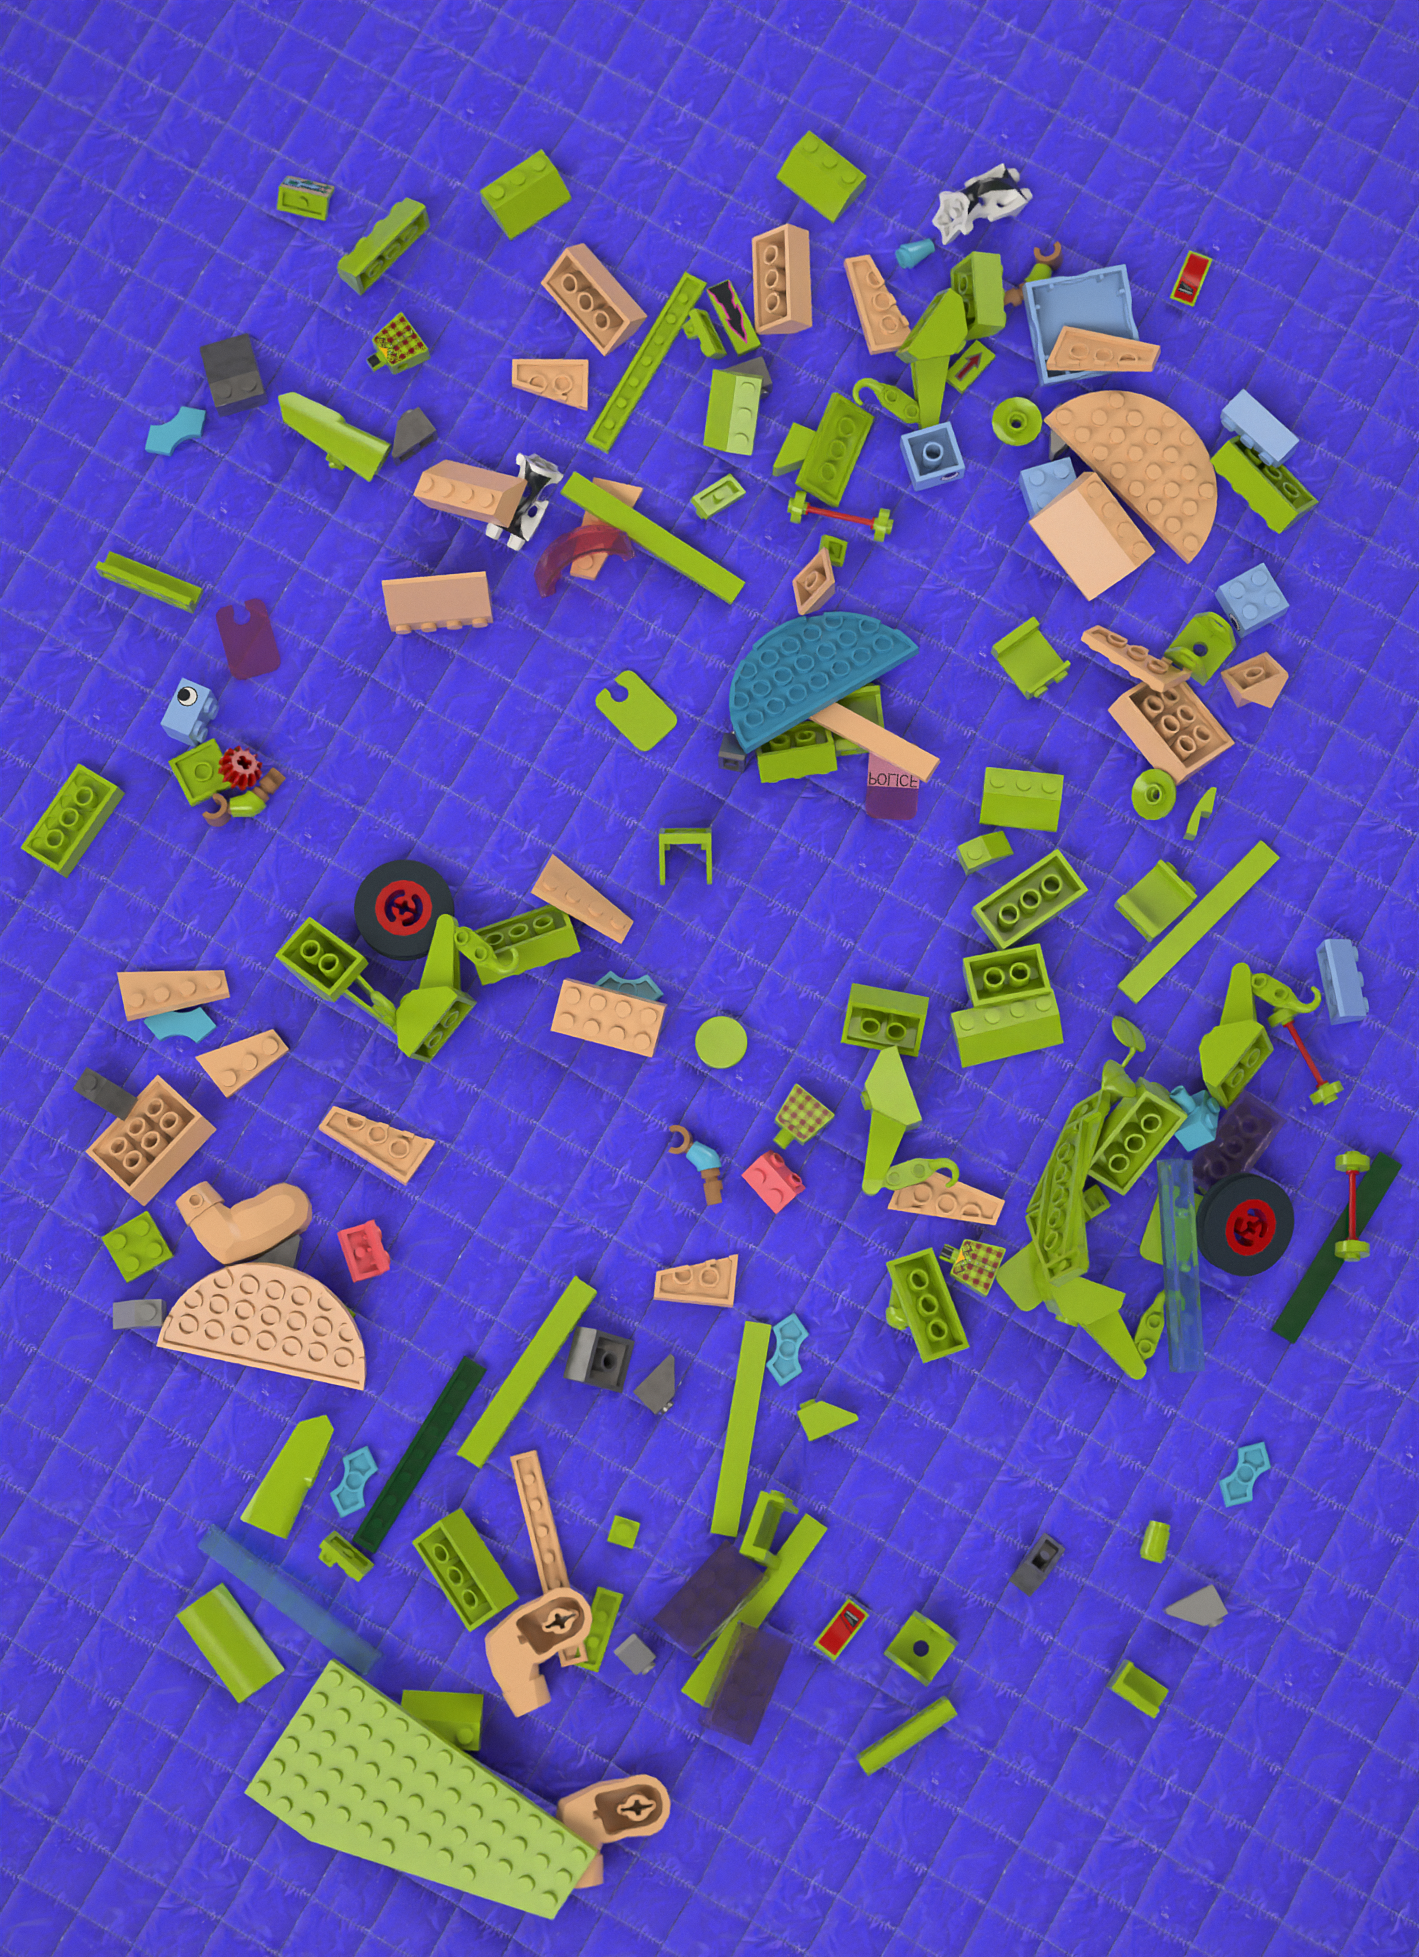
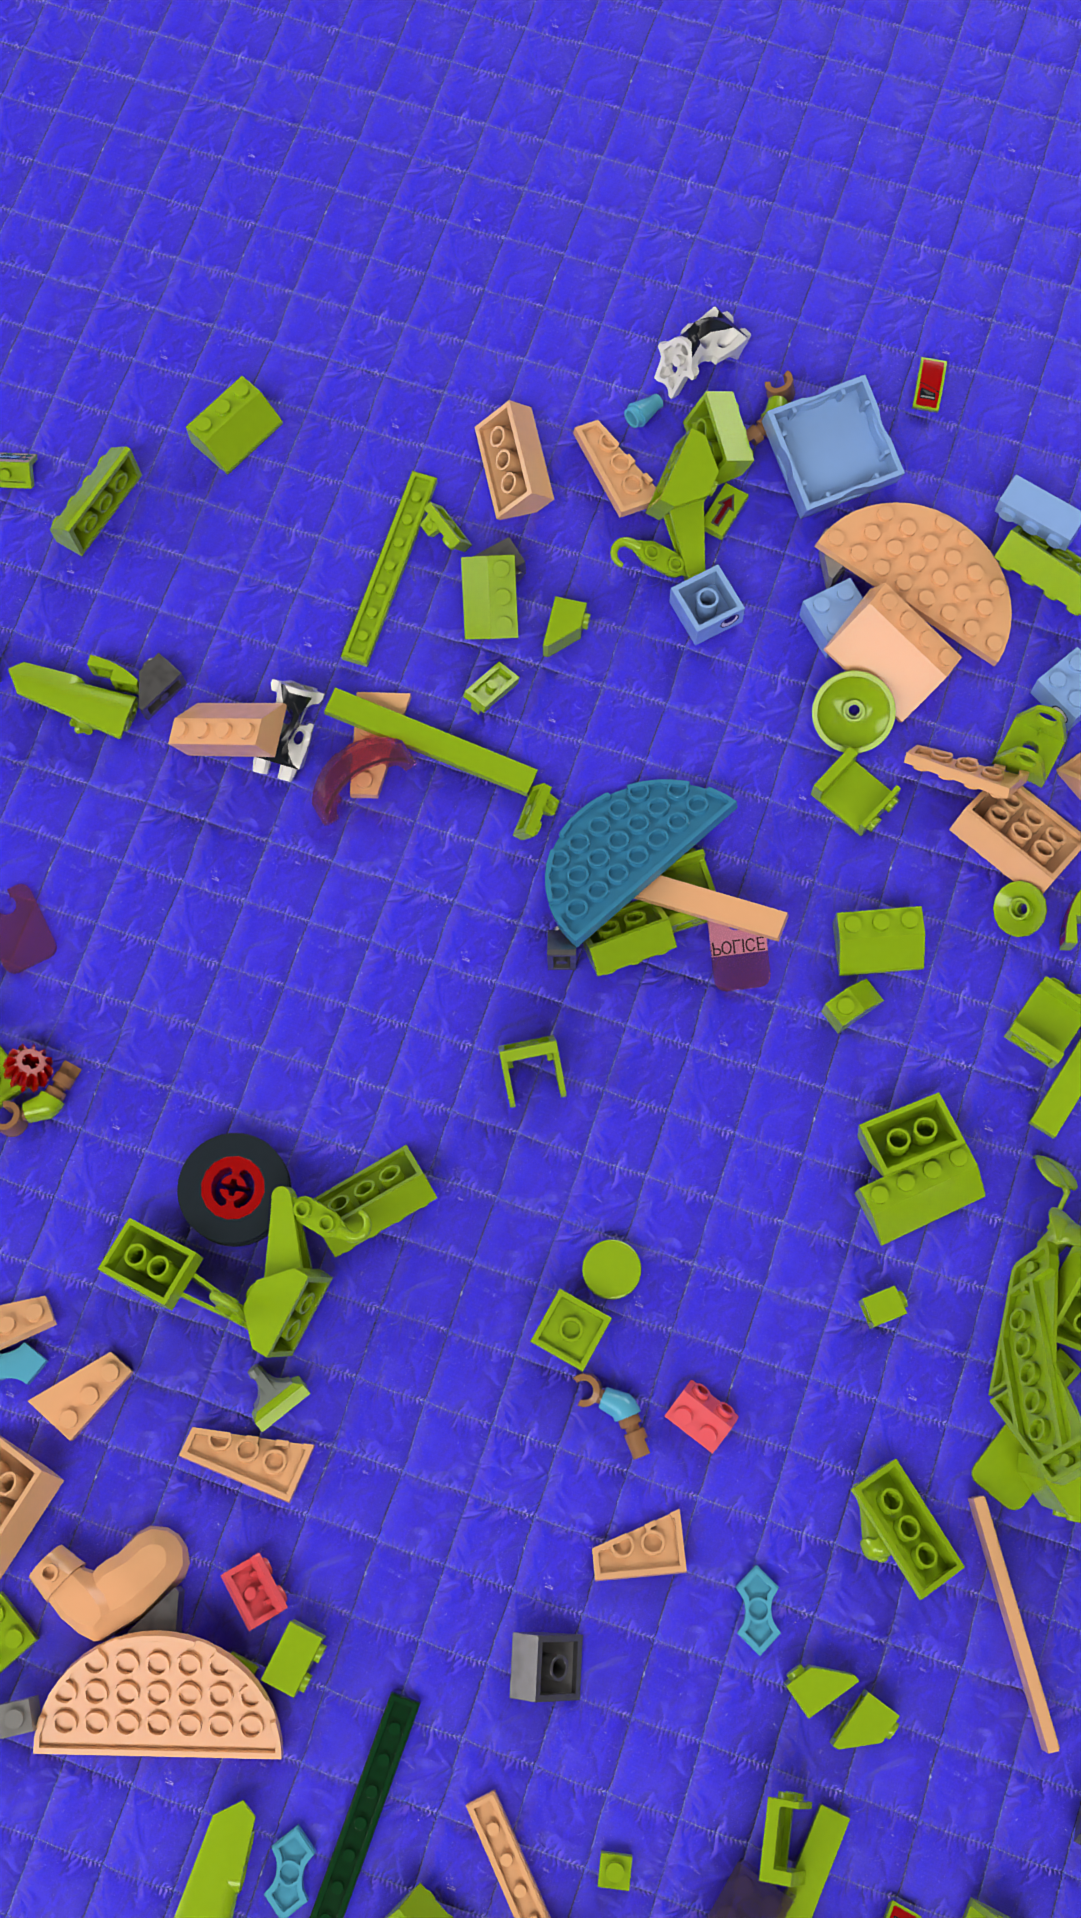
camera: 10 degrees left, 5 degrees down
(379, 423) = (120, 678): none -> lime slope
(388, 1312) = (294, 1658): none -> lime brick
(397, 347) = (128, 598): torso -> none
(409, 1093) = (275, 1396): none -> piece
(438, 602) = (213, 849): light nougat slope -> none
(527, 1372) = (466, 1701): lime tile -> none
(553, 378) = (296, 601): light nougat wing -> none
(579, 899) = (421, 1139): light nougat wing -> none
(593, 298) = (323, 513): light nougat slope -> none
(609, 1017) = (482, 1266): light nougat brick -> none
(641, 987) = (510, 1230): medium azure tile -> none
(642, 716) = (455, 929): lime piece -> none
(659, 1387) = (621, 1687): flat silver slope -> none
(674, 1085) = (571, 1330): none -> lime tile
(733, 318) = (471, 507): tile -> none
(739, 614) = (537, 804): none -> lime hinge
(740, 1429) = (725, 1718): lime tile -> none
(799, 507) = (668, 684): lime axle -> none
(800, 1118) = (717, 1338): lime torso -> none
(814, 583) = (612, 755): light nougat slope -> none
(821, 177) = (534, 354): lime slope -> none
(834, 450) = (603, 617): lime tile -> none
(836, 549) = (622, 720): lime tile -> none
(858, 1456) = (865, 1723): none -> lime slope
(884, 1019) = (786, 1208): lime slope -> none
(893, 1113) = (819, 1310): lime slope -> none
(951, 1119) = (883, 1306): none -> lime brick
(956, 1202) = (884, 1395): light nougat wing -> none
(974, 1264) = (947, 1468): torso -> none
(1000, 1399) = (1014, 1624): none -> light nougat tile
(1017, 410) = (788, 545): lime dish -> none
(1029, 901) = (915, 1048): lime brick -> none
(1030, 593) = (860, 730): none -> lime dish
(1095, 351) = (858, 467): light nougat wing -> none

